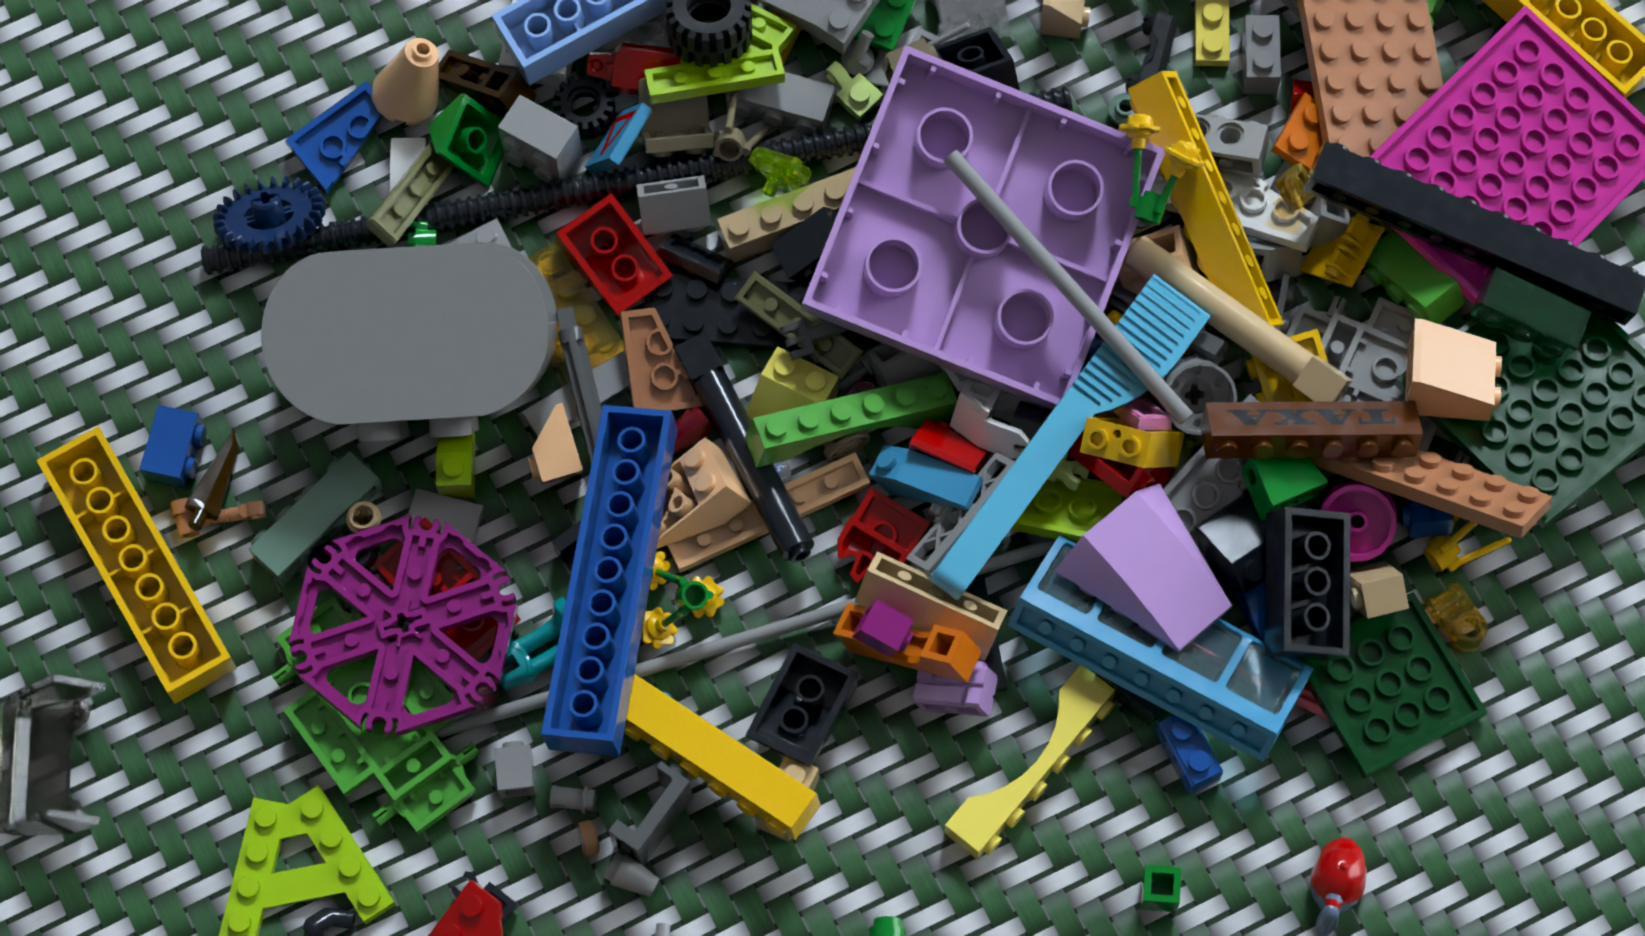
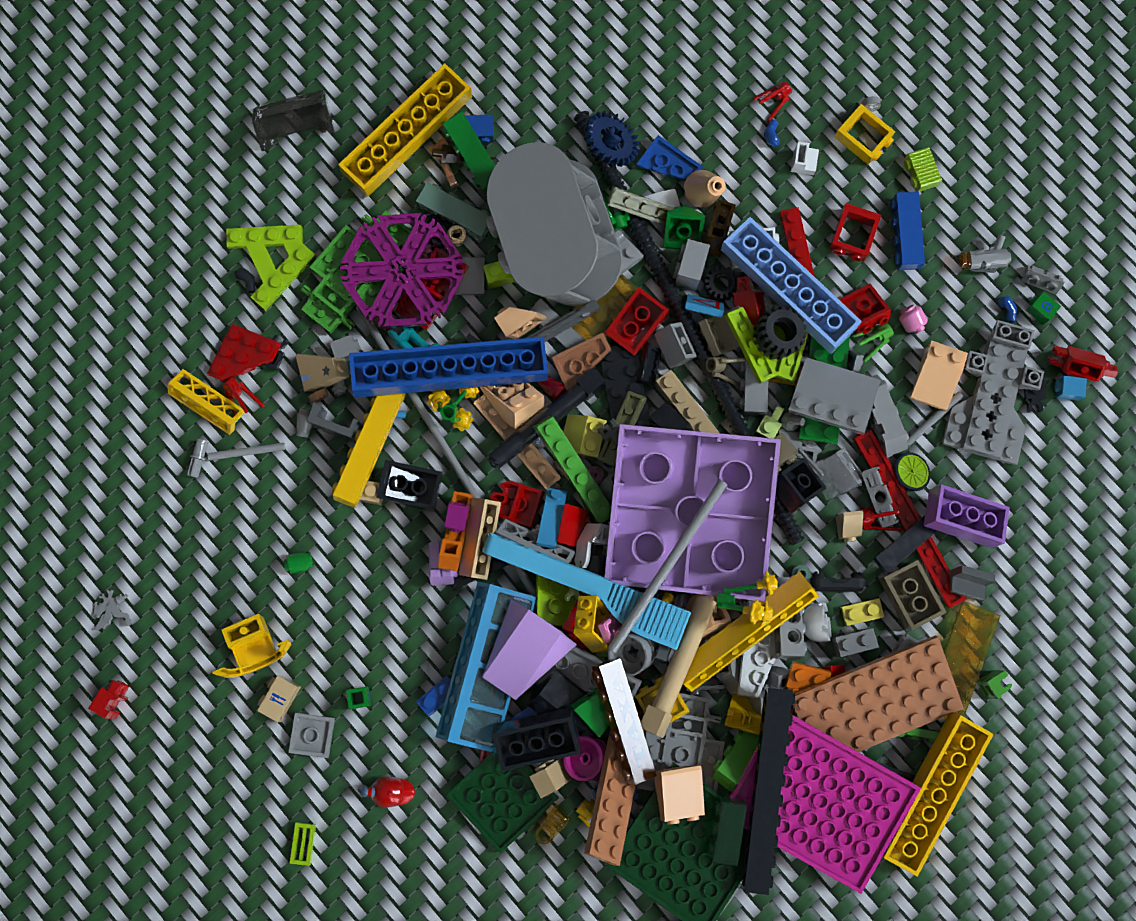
camera: 70 degrees right, 10 degrees up
(216, 453) = (470, 148): none -> green brick
(545, 816) = (321, 371): none -> tan slope
(780, 170) = (707, 394): clear neon green piece -> none
(985, 816) = (376, 594): light yellow arch -> none
(1217, 99) = (817, 623): none -> white cylinder
(1291, 187) = (772, 677): clear yellow plate -> none

